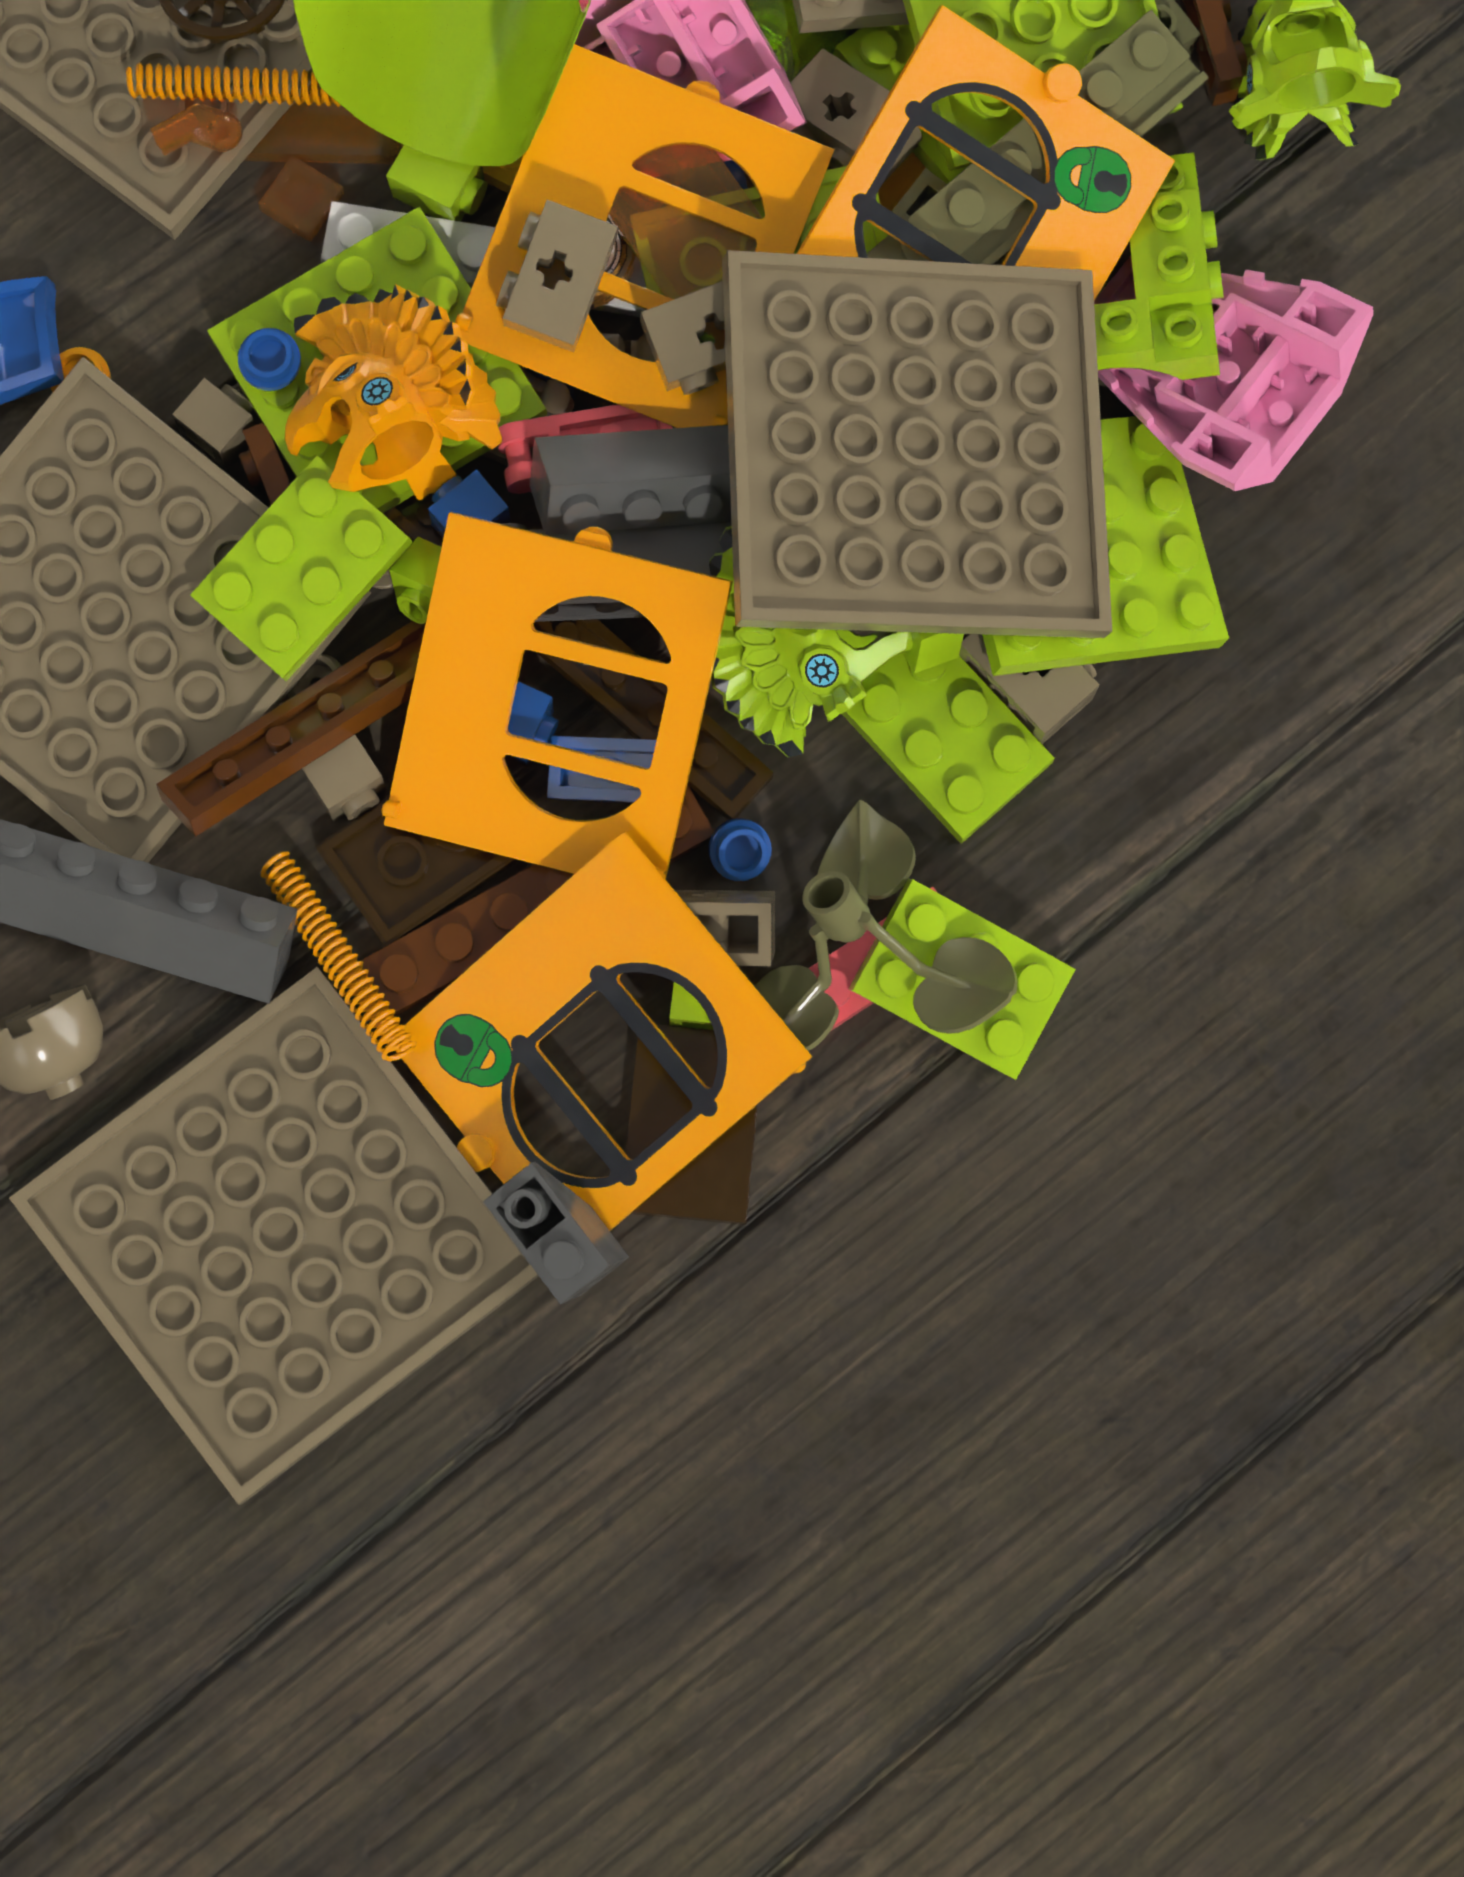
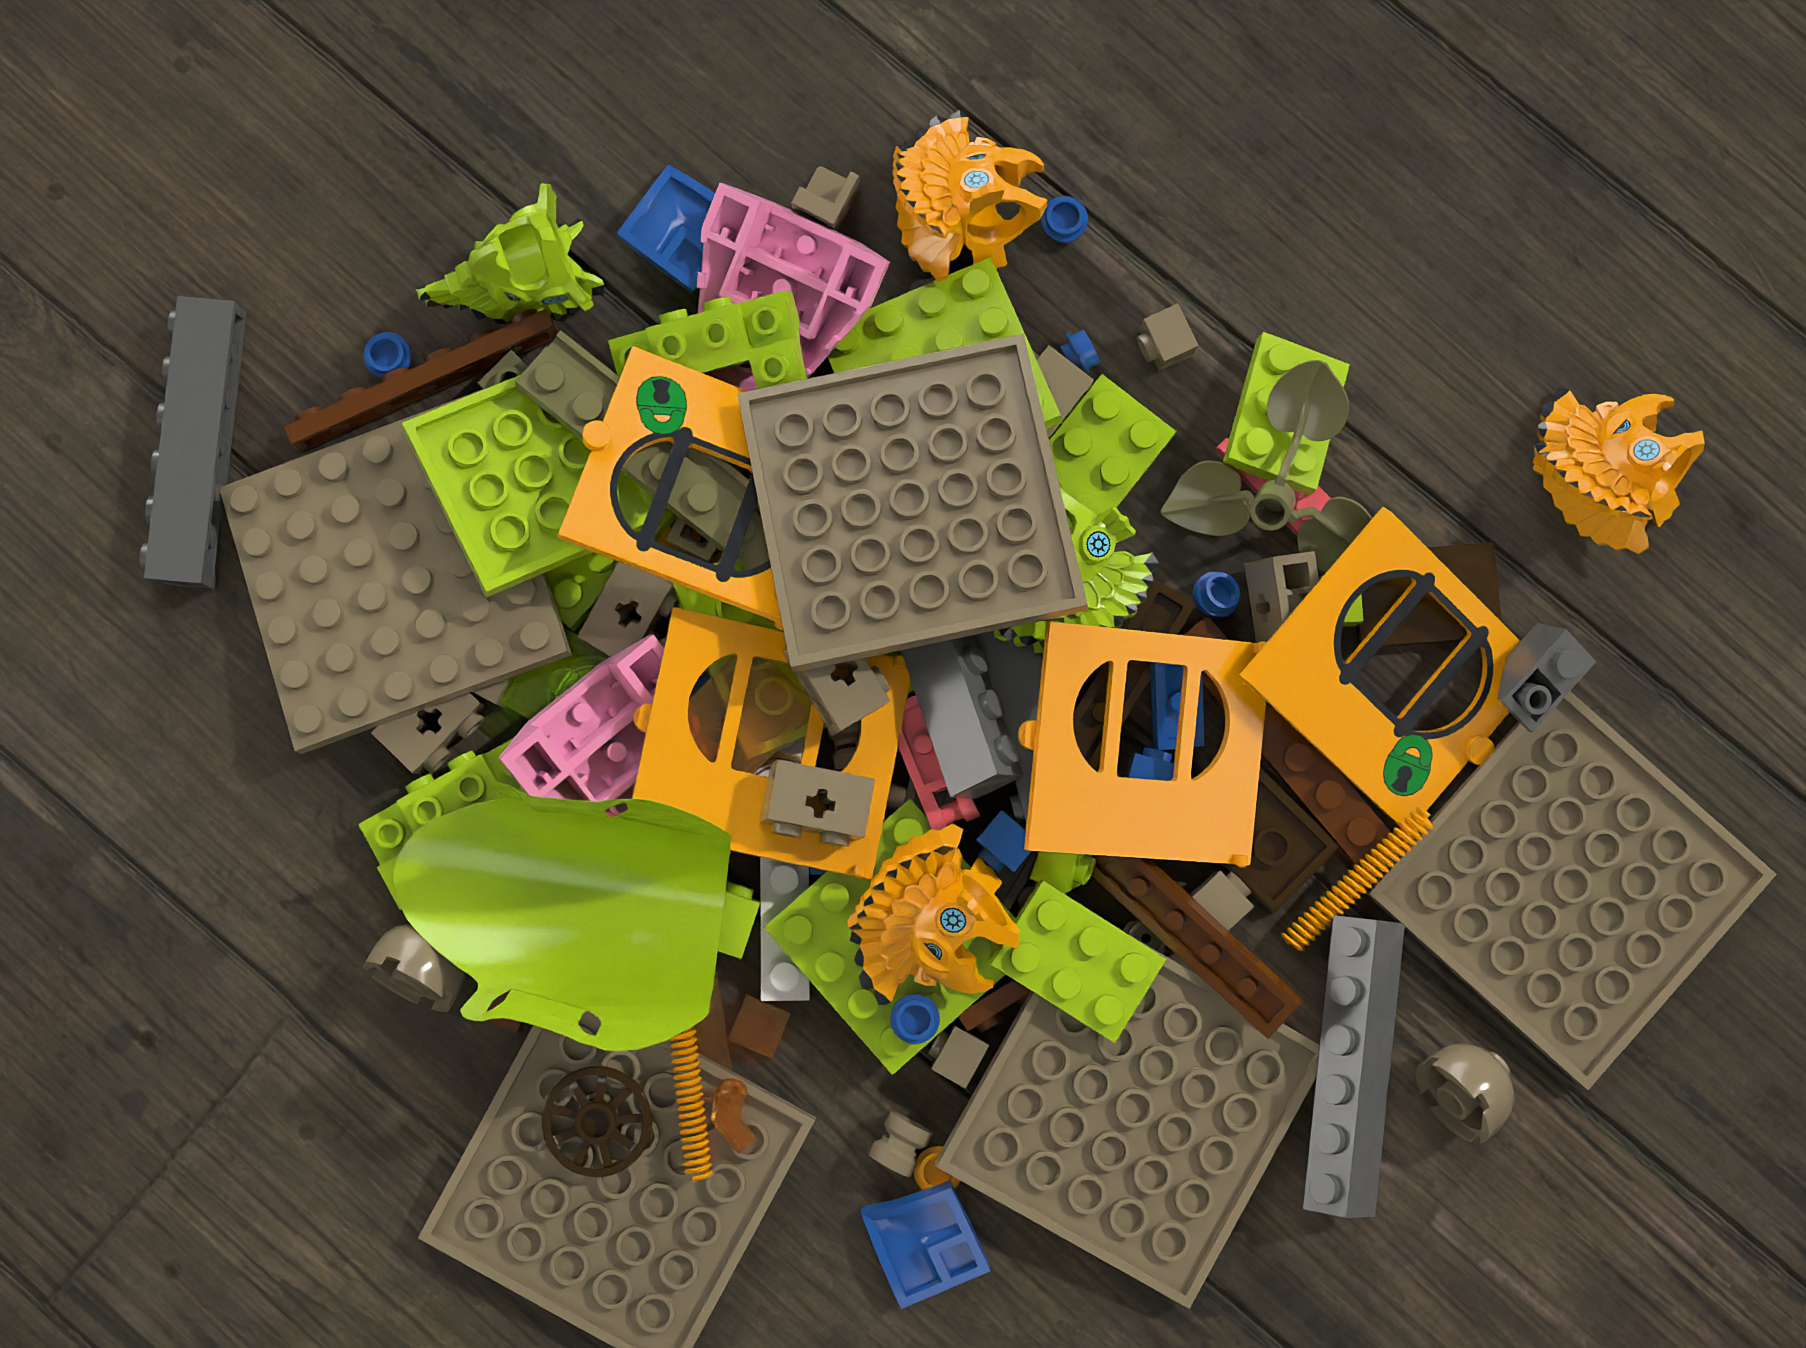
camera: 95 degrees left, 5 degrees up
(118, 332) = (898, 1147): none -> dark tan wheel
(816, 1384) = (1611, 467): none -> light orange piece
(1087, 846) = (1166, 338): none -> dark tan plate
(1088, 736) = (1080, 351): none -> blue plate
(1267, 750) = (1064, 219): none -> blue plate
(1322, 606) = (951, 193): none -> light orange piece
(1333, 245) = (669, 226): none -> blue plate
(1337, 454) = (827, 197): none -> dark tan panel

